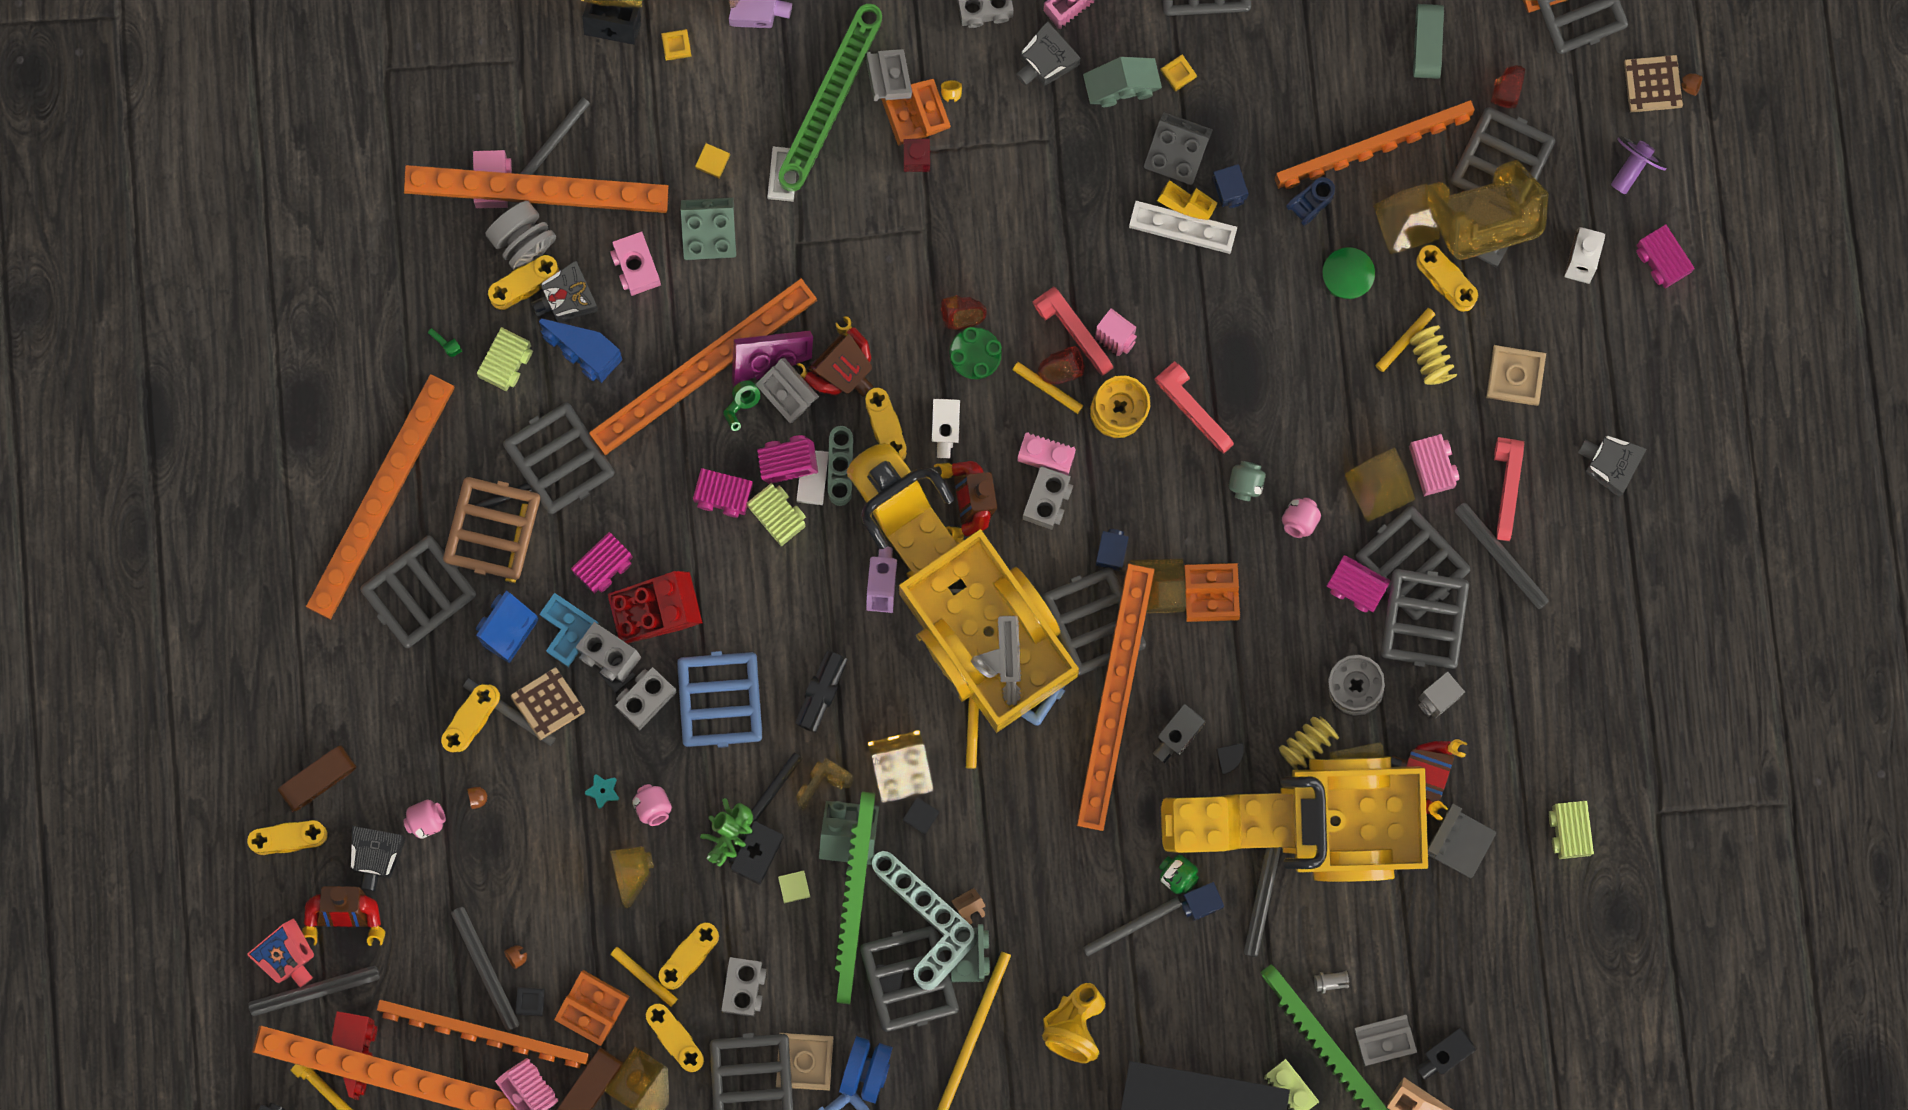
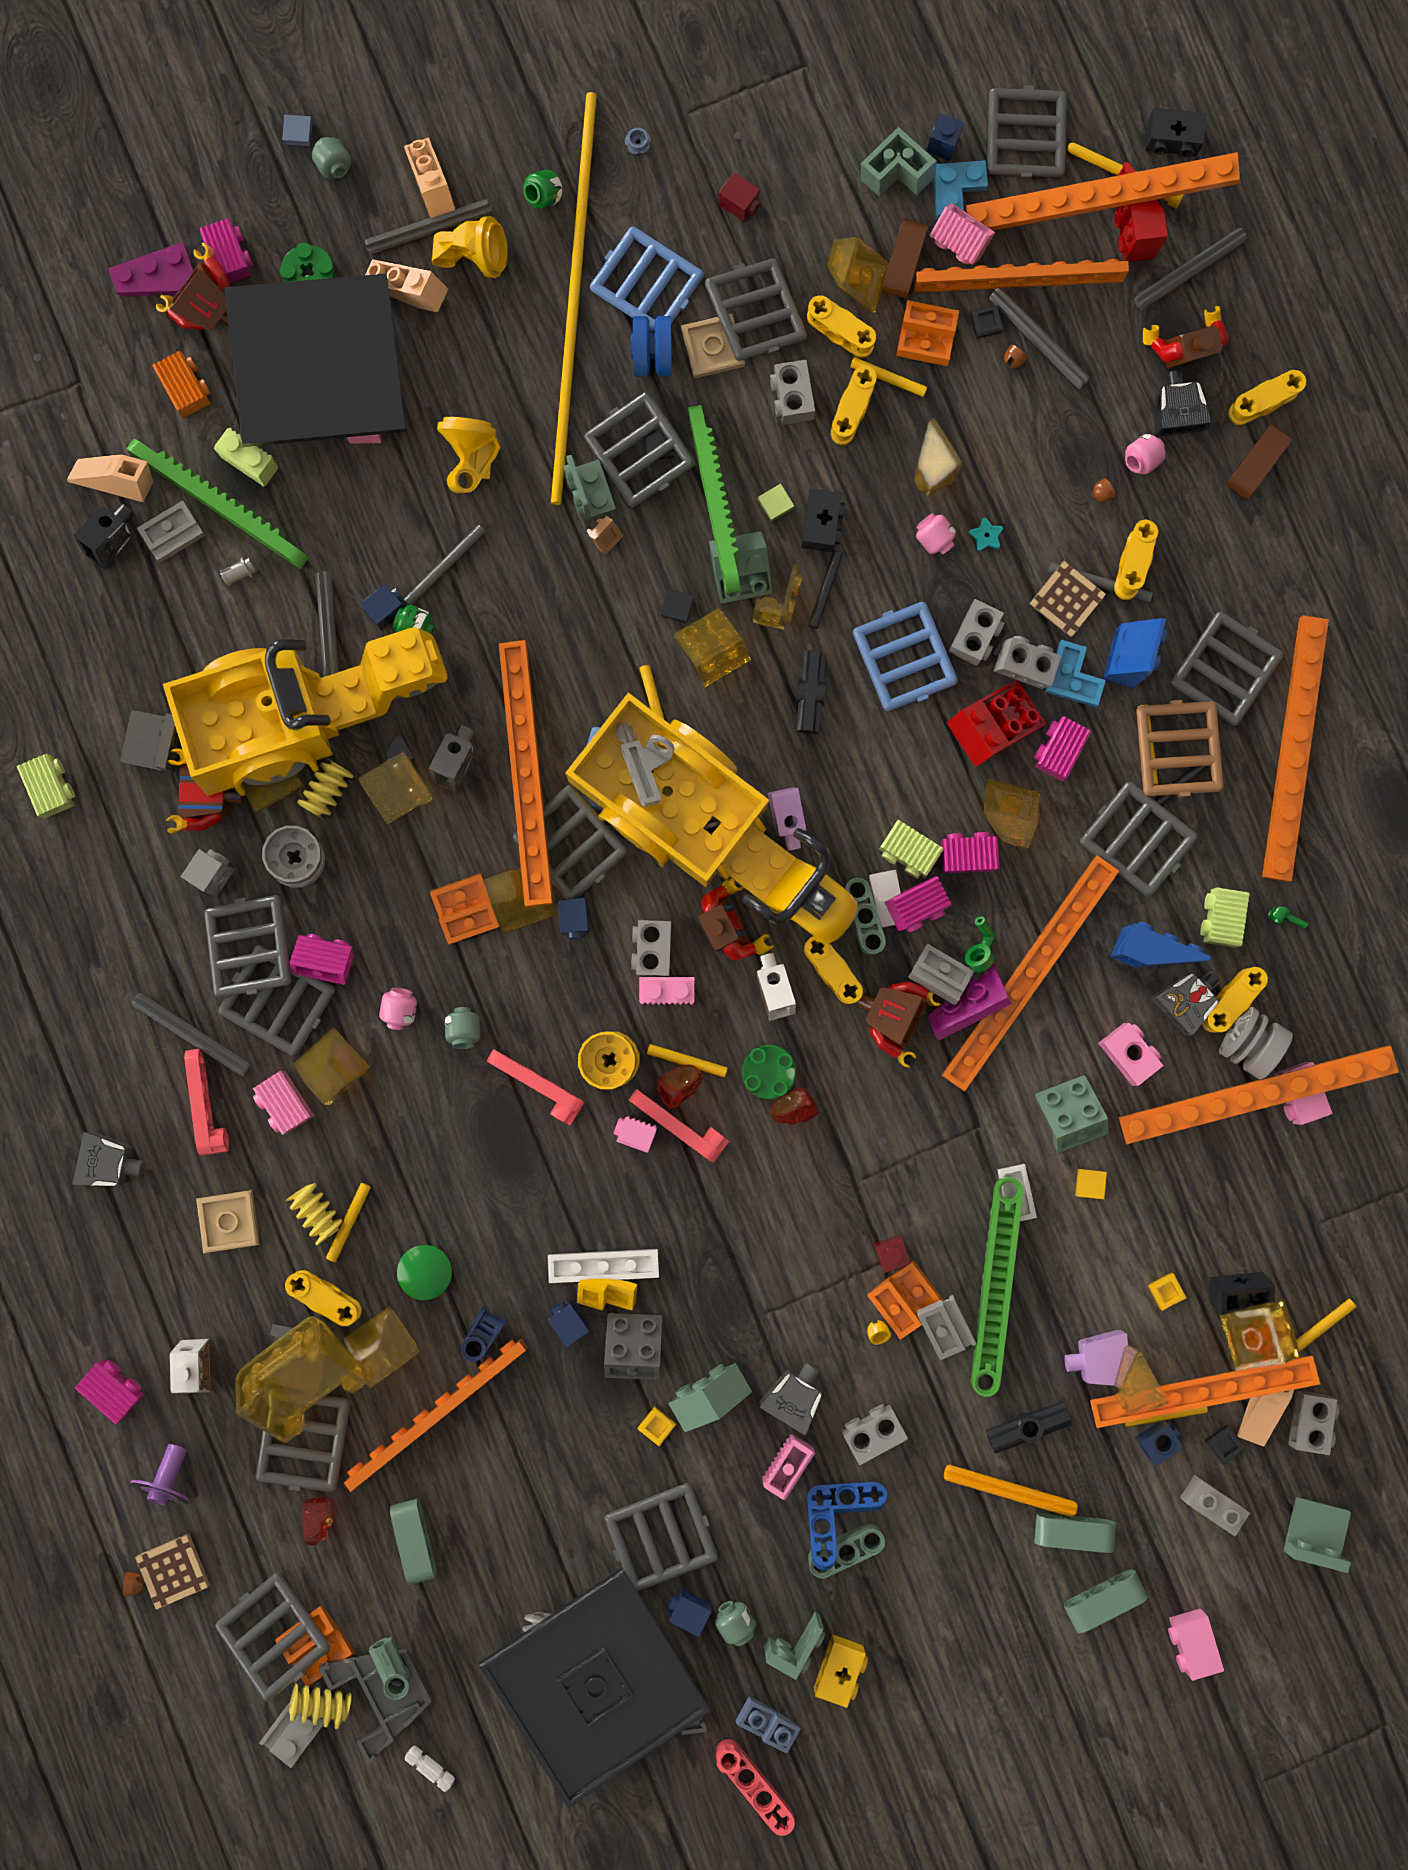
camera: 160 degrees right, 5 degrees up
(284, 954) = (1230, 286): torso -> none
(555, 138) = (1253, 1156): dark grey piece -> none
(670, 519) = (1012, 812): none -> clear yellow slope
(729, 827) = (855, 528): bright green animal -> none
(930, 913) = (640, 509): light aqua beam -> none
(1241, 723) = (395, 787): none -> clear yellow bracket

